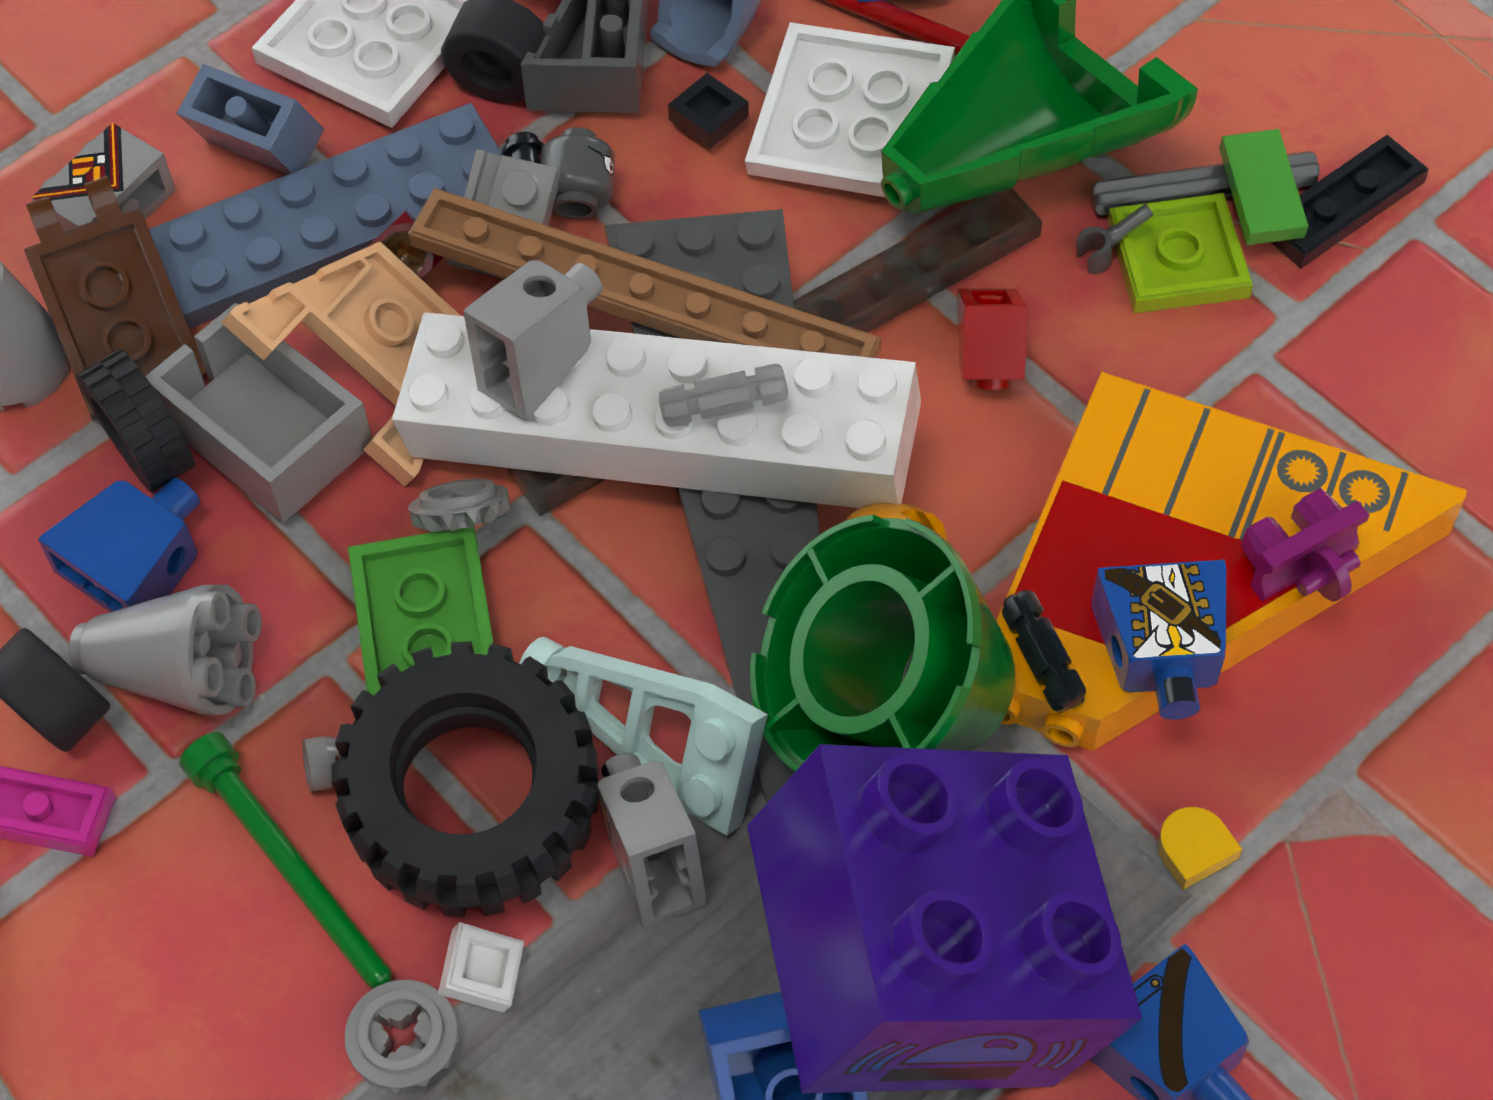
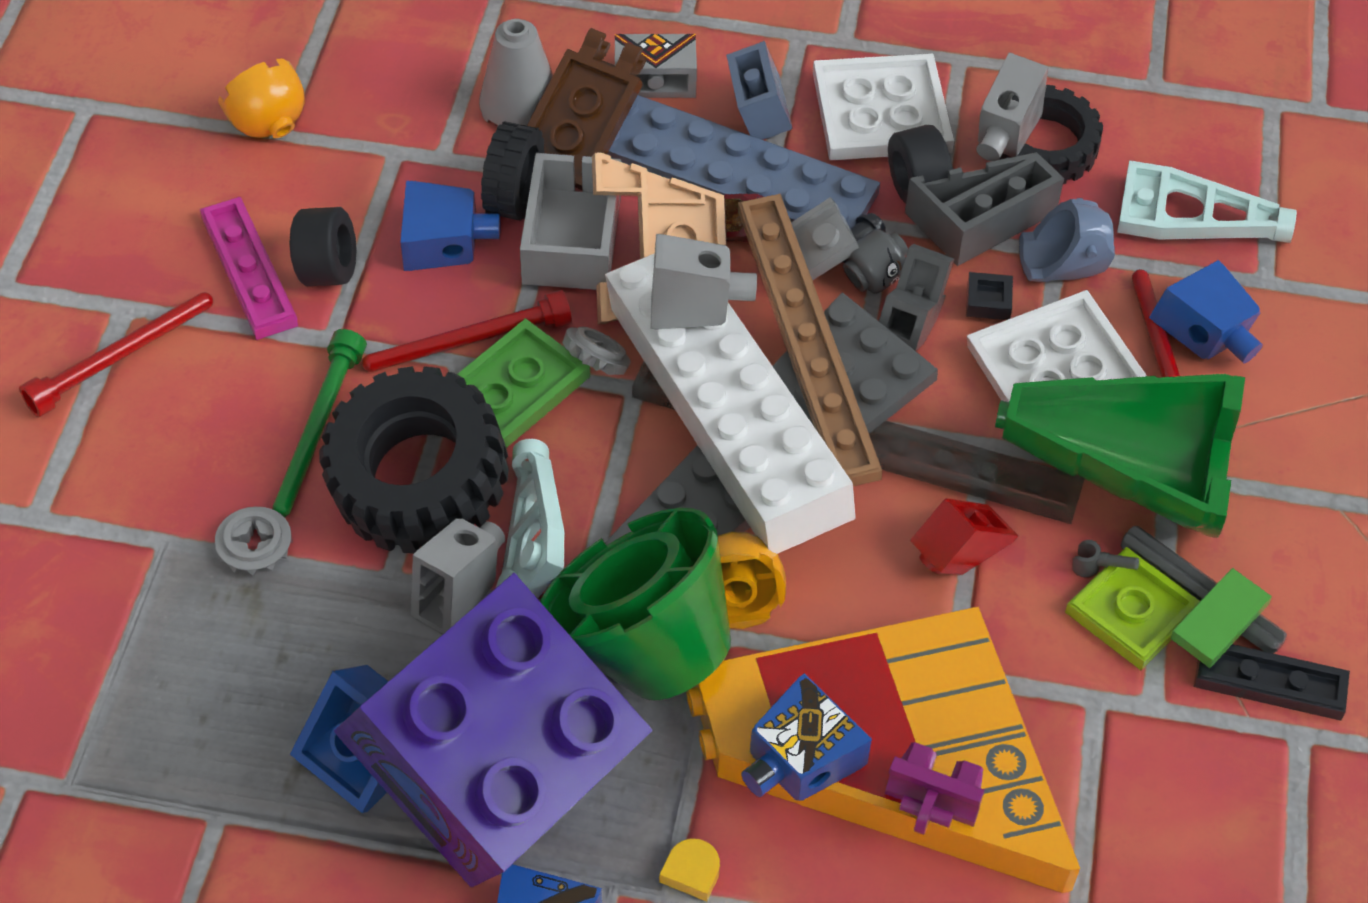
camera: 50 degrees right, 5 degrees down
(175, 649) = (396, 288): light grey cone -> none
(354, 515) = (550, 311): none -> red piece
(481, 967) = (320, 549): white tile -> none
(658, 165) = (919, 296): none -> dark grey brick
(723, 395) = (739, 402): light grey axle -> none
(1043, 651) = (736, 690): black axle -> none

